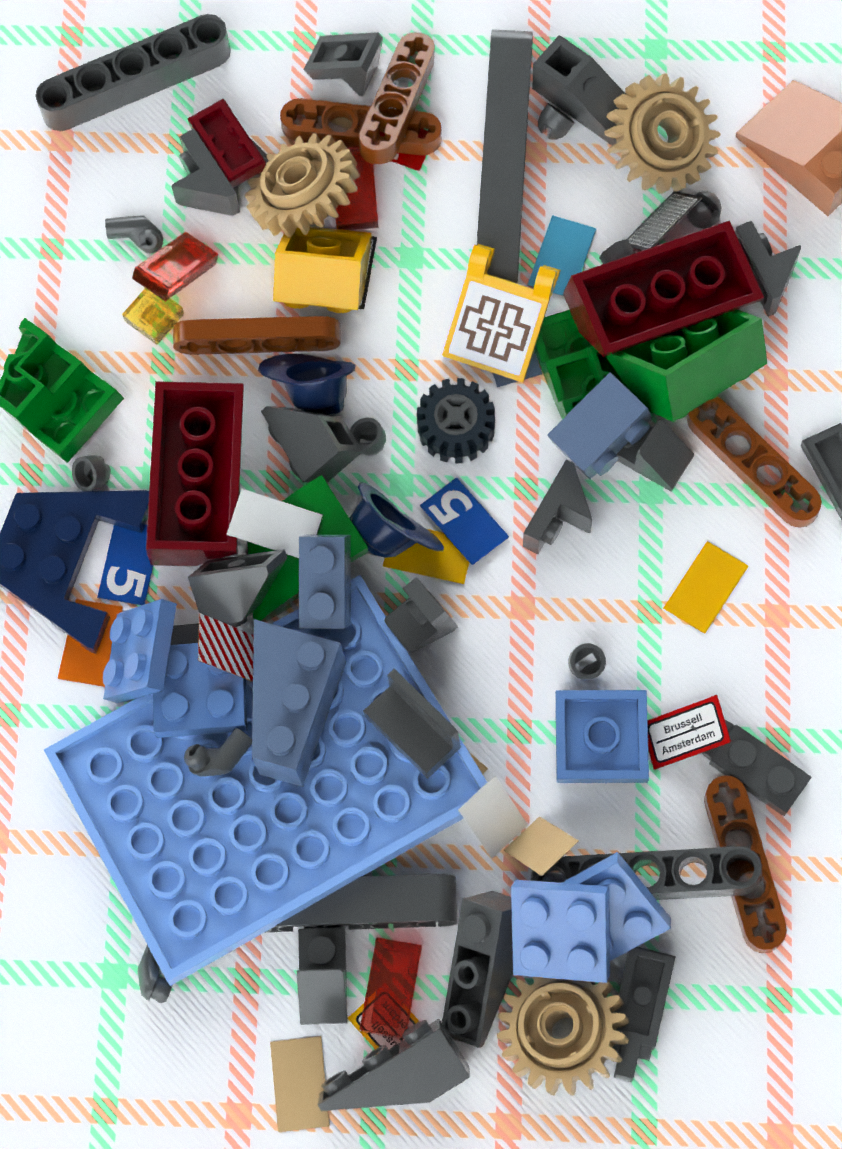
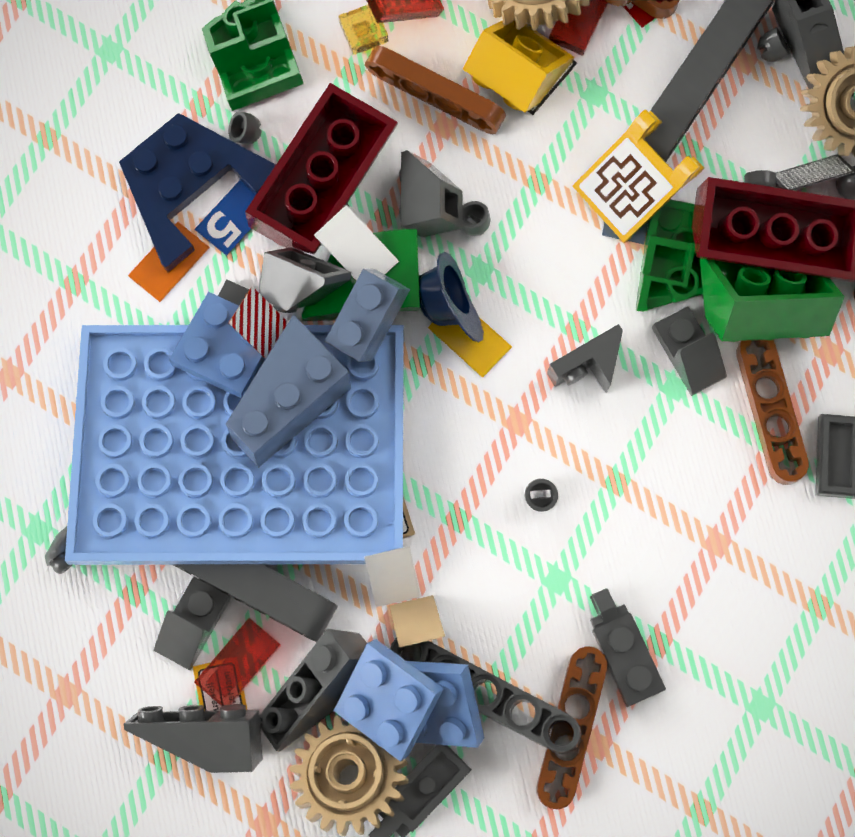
camera: 25 degrees right, 5 degrees up
(139, 651) = (196, 290): medium blue plate -> none
(217, 760) = (204, 409): dark grey arm -> none
(297, 1083) = (125, 693): tan sticker -> none
(310, 380) = (455, 148): dark blue piece -> none
(413, 725) = (369, 469): dark grey panel -> none
(419, 618) = (429, 385): dark grey slope -> none
(456, 406) = (552, 230): black wheel -> none
(464, 521) = (512, 328): blue sticker -> none
(564, 249) = (721, 153): medium azure sticker -> none
(601, 427) = (661, 313): sand blue brick -> none
(601, 736) = (517, 560): medium blue plate -> none
(673, 739) = (573, 592): sticker -> none
(705, 587) = (673, 488): yellow sticker -> none

